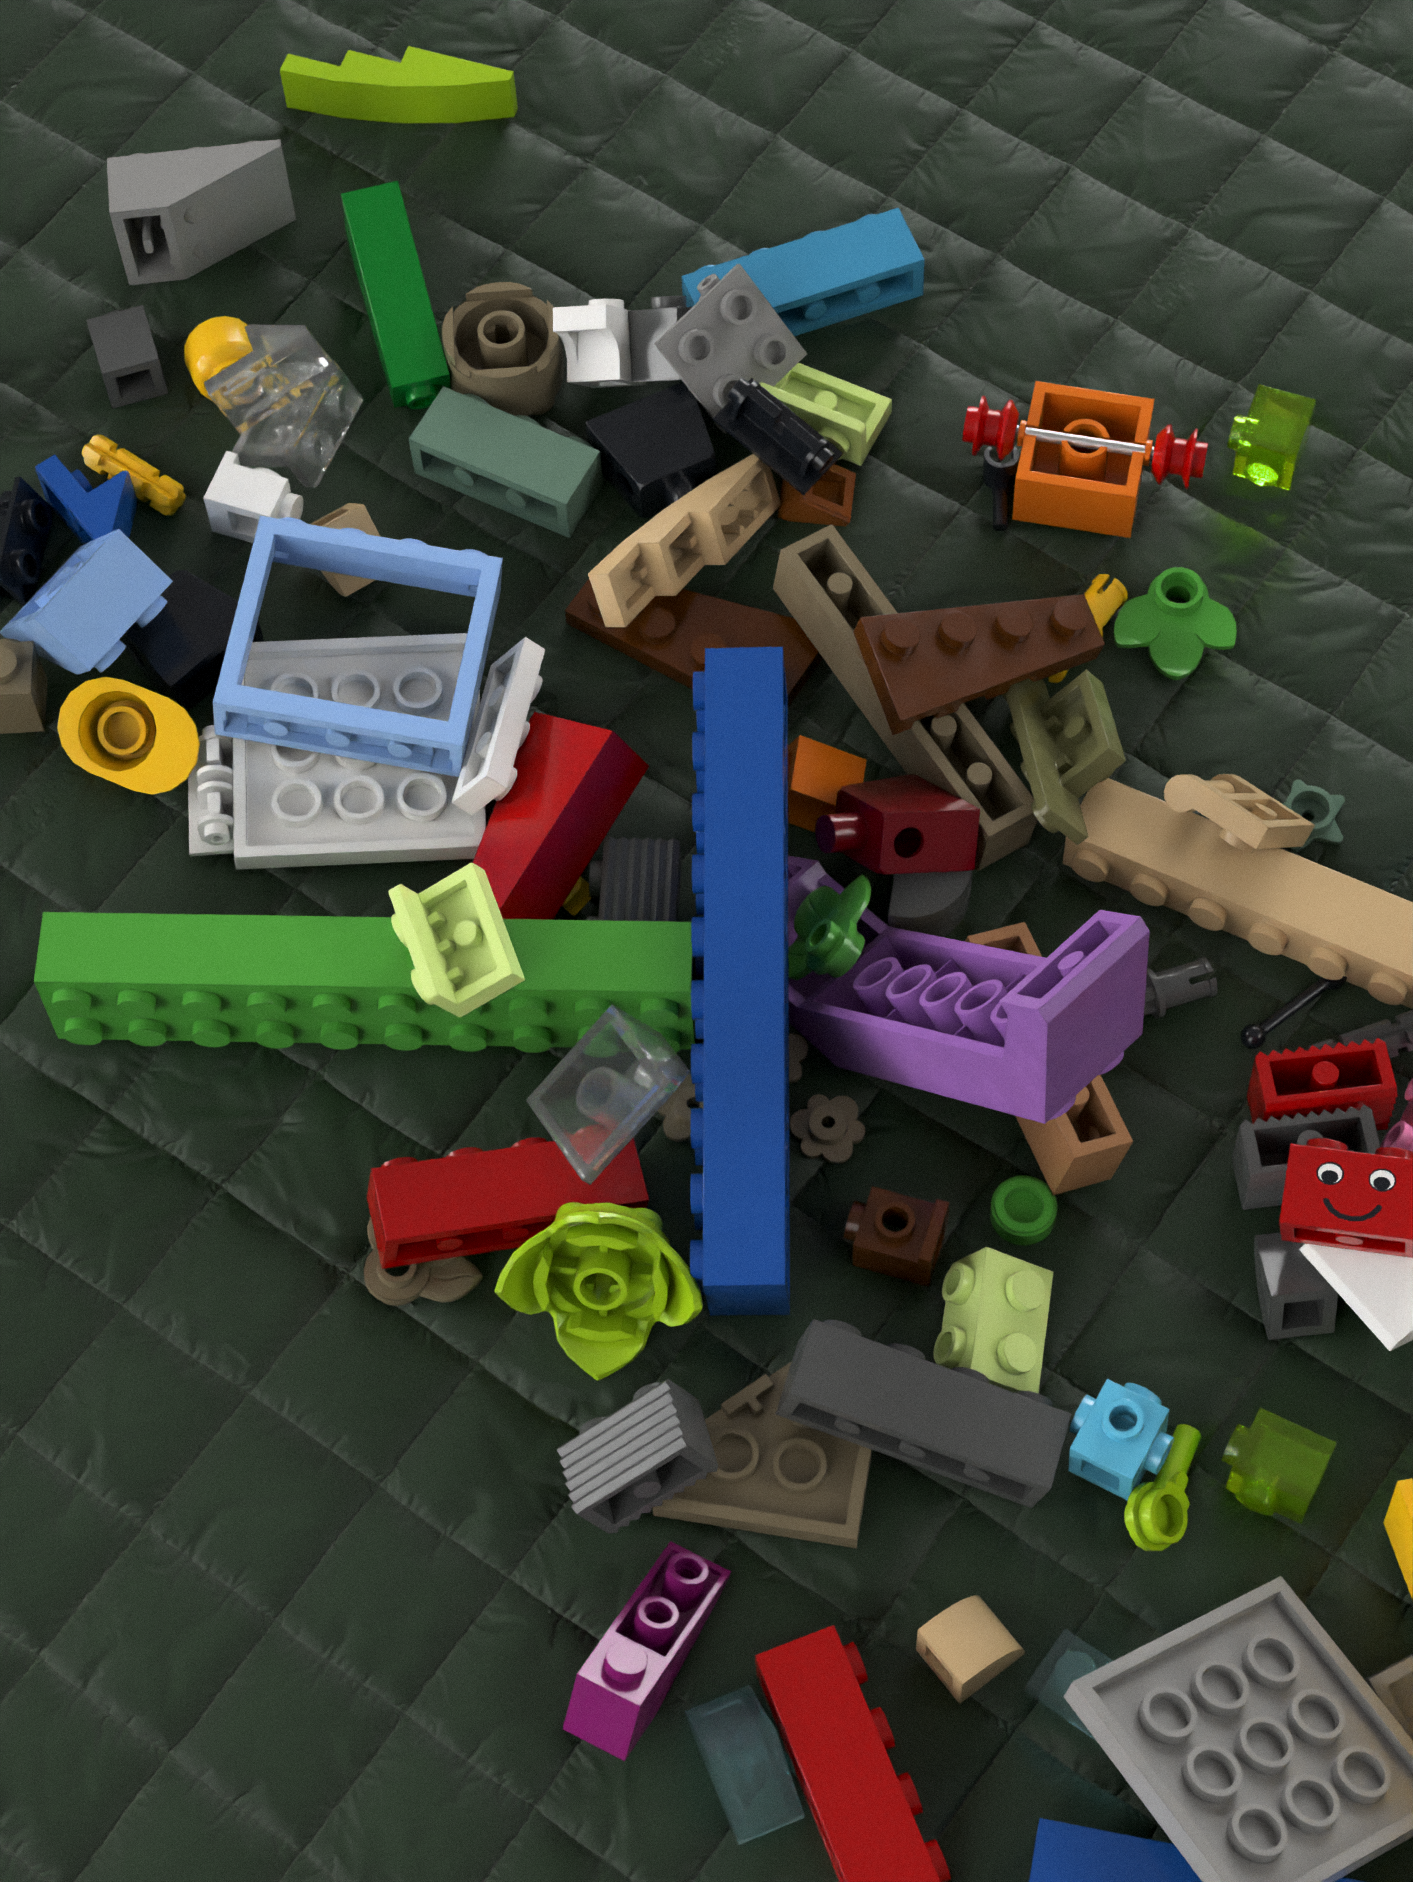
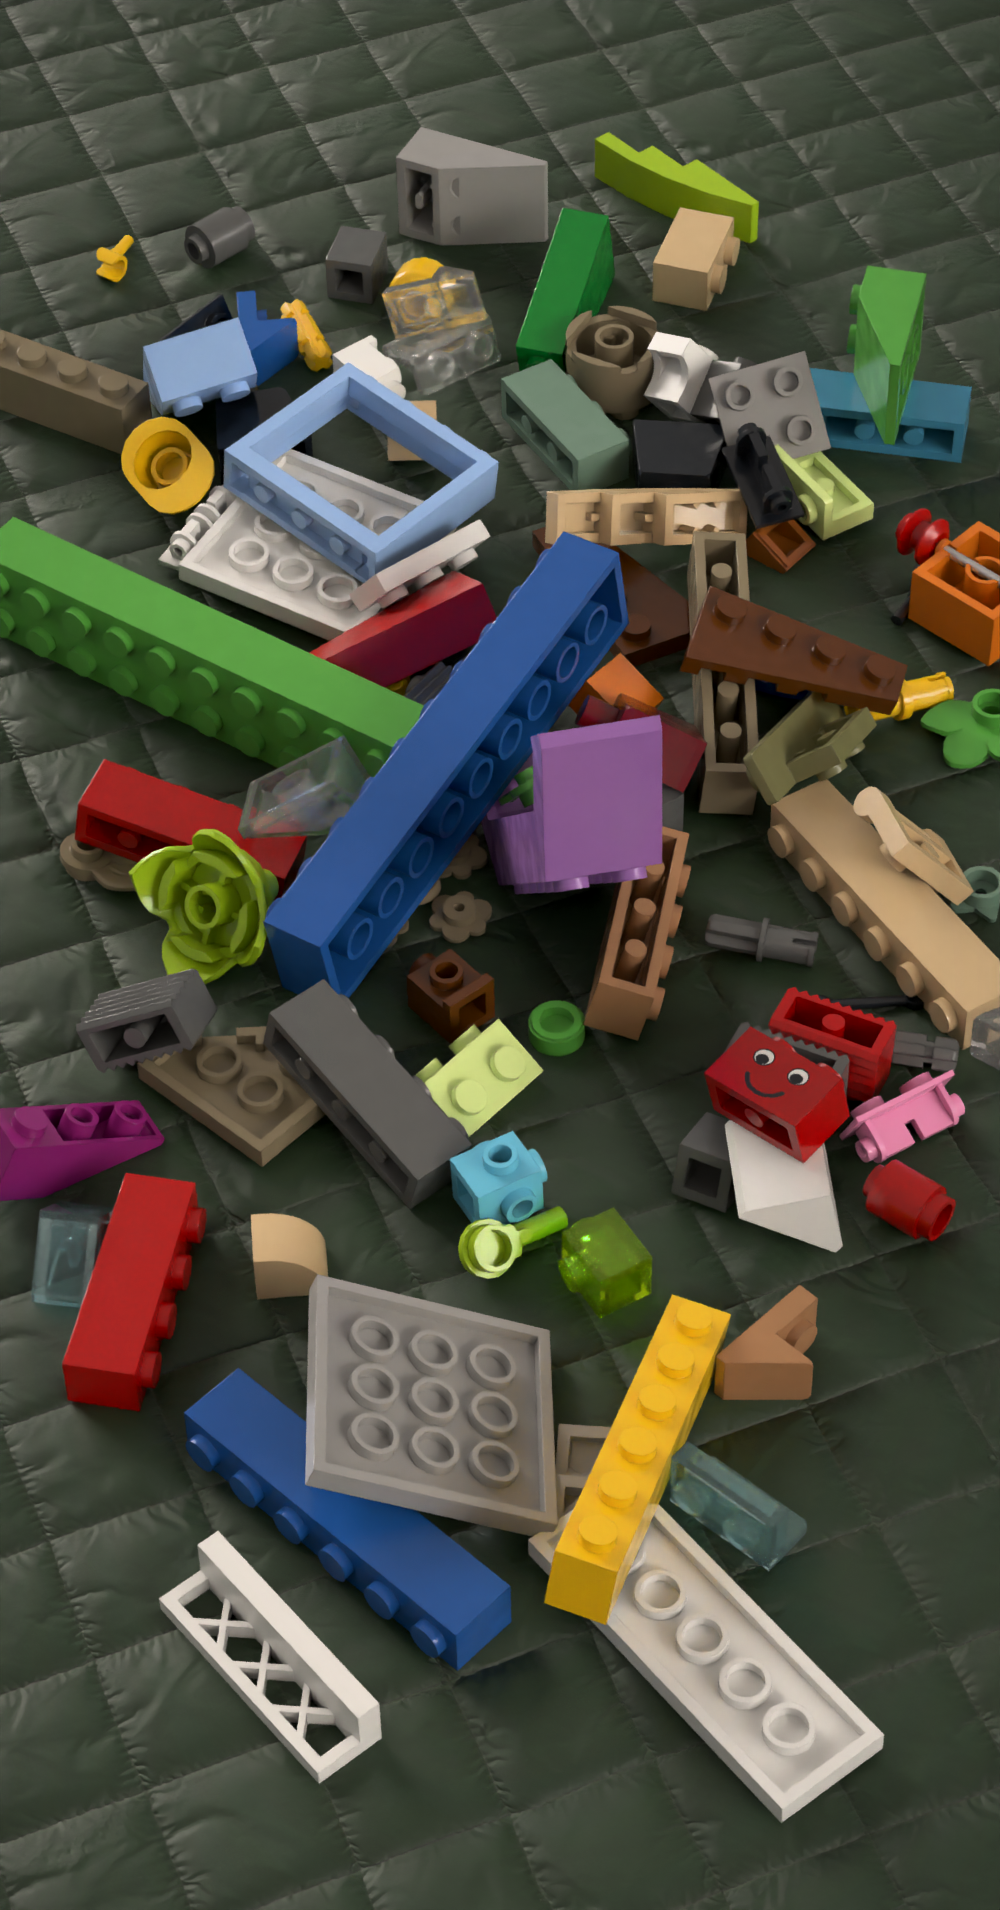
camera: 30 degrees right, 15 degrees down
(456, 941) = (259, 642): yellowish green bracket -> none
(486, 174) = (694, 259): none -> tan brick
(810, 212) = (886, 341): none -> bright green slope

